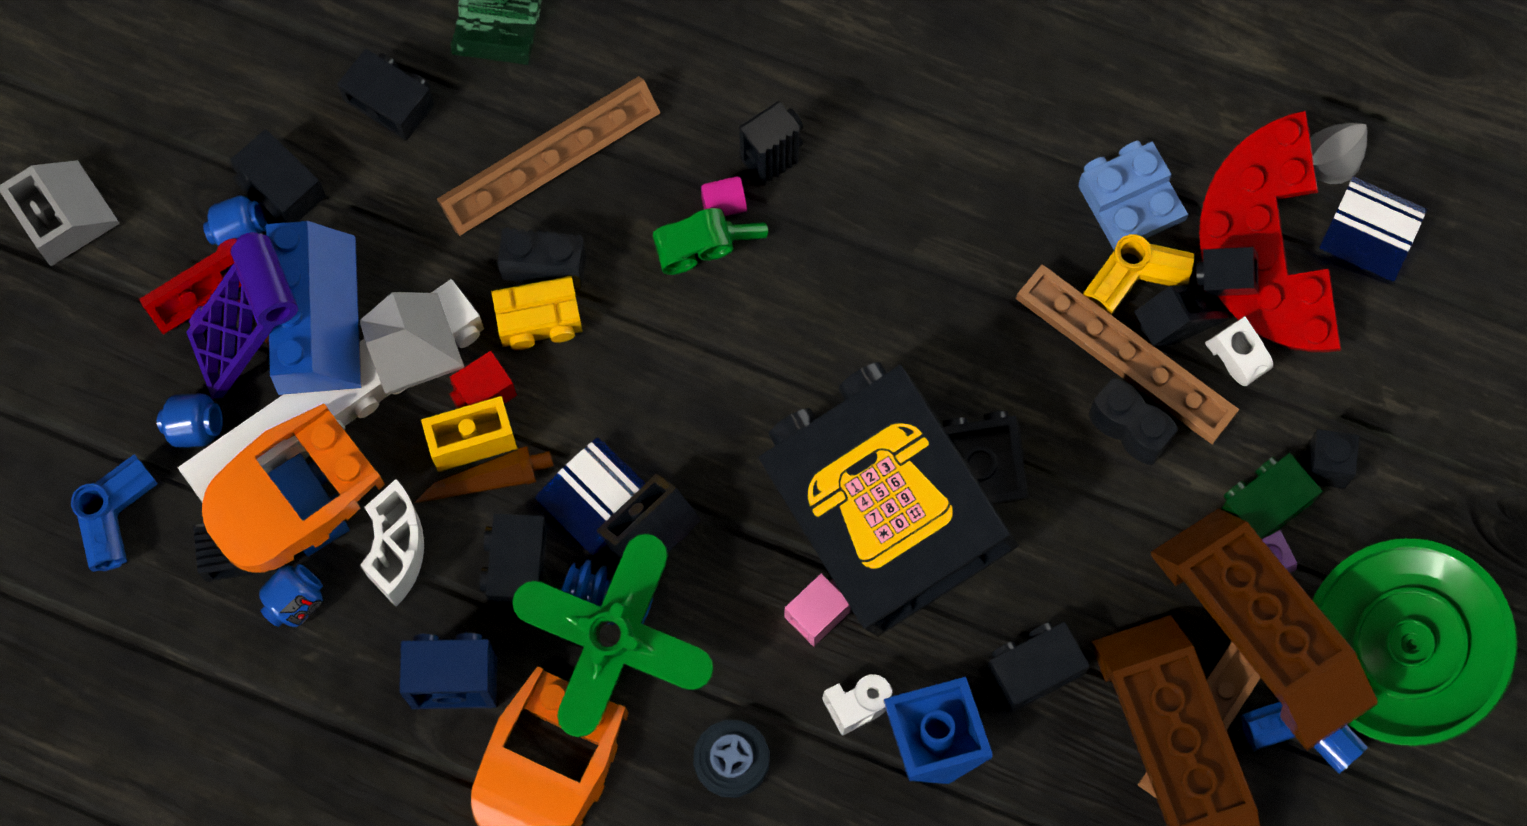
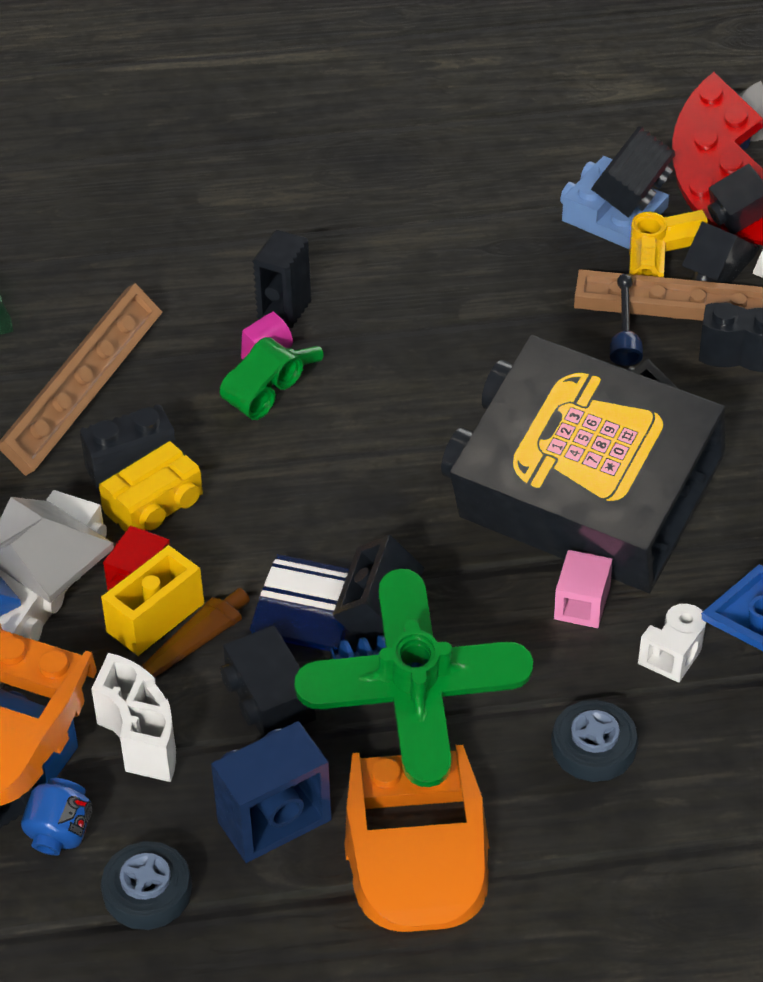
camera: 30 degrees left, 25 degrees down
(312, 682) = (135, 870): none -> black wheel
(1028, 370) = (625, 346): none -> dark blue hinge
(1155, 187) = (634, 171): none -> black brick

